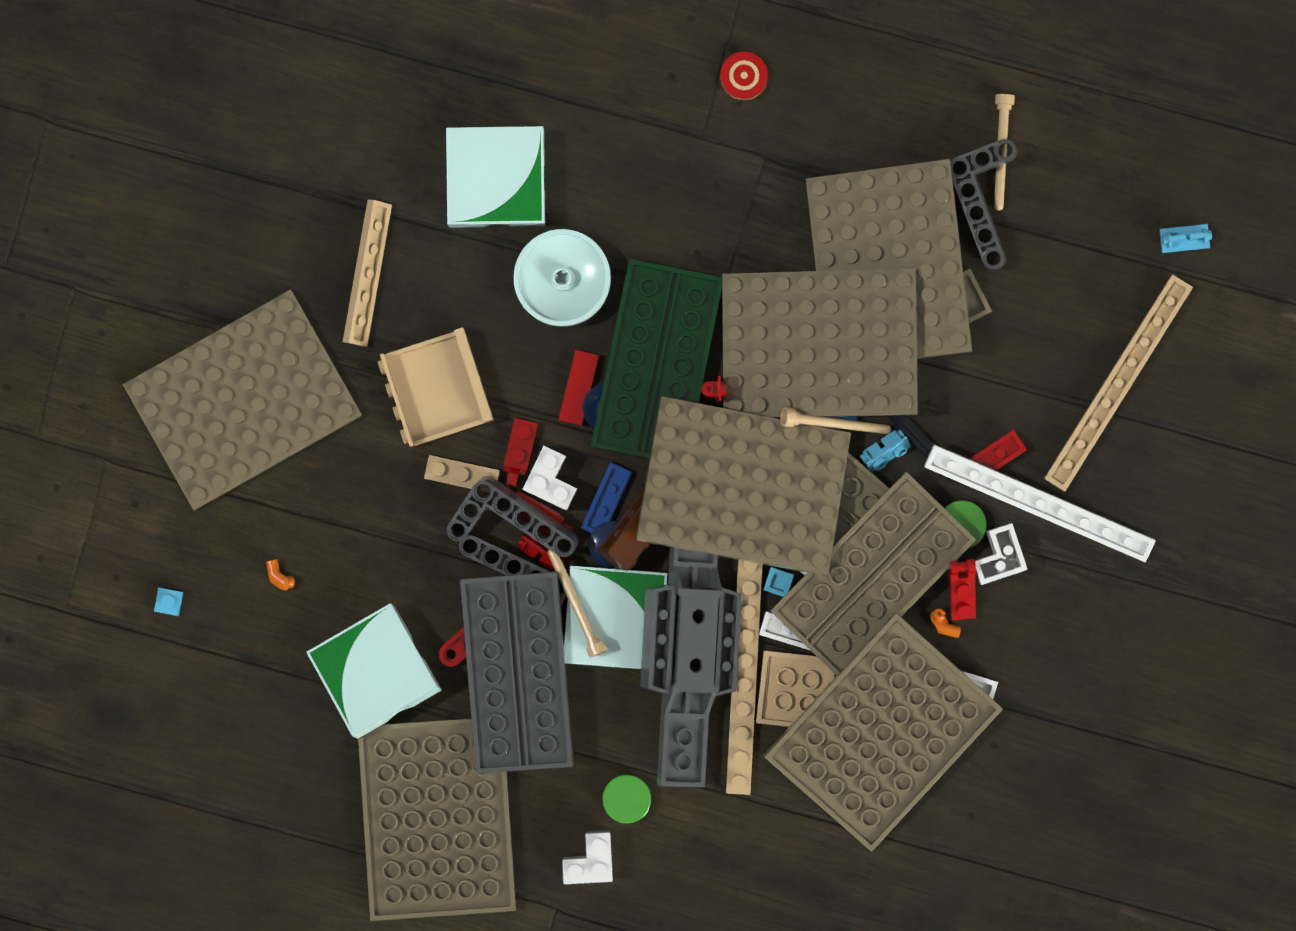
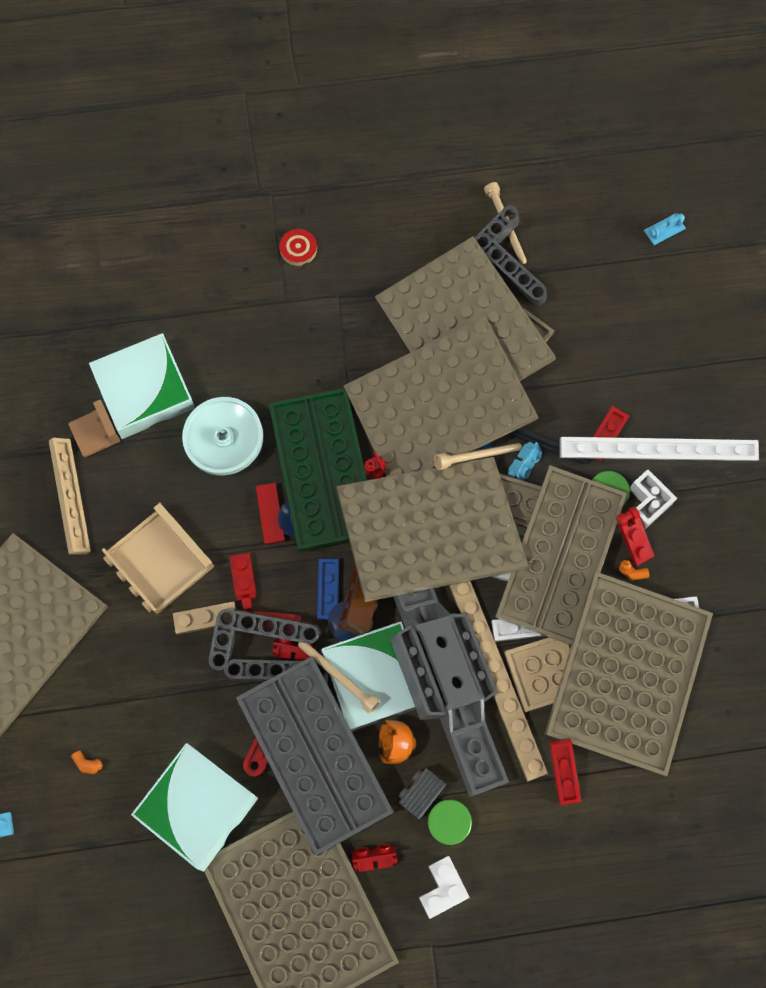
camera: 25 degrees left, 15 degrees down
(422, 207) = (94, 431): none -> medium nougat bracket
(543, 480) = (273, 594): white brick -> none
(546, 800) = (364, 857): none -> red hinge
(607, 695) = (396, 742): none -> orange cylinder
(611, 757) = (422, 793): none -> dark grey brick
(767, 801) = (565, 771): none -> red tile
(778, 582) = (490, 593): medium azure plate -> none
(1118, 383) = (670, 345): tan plate -> none

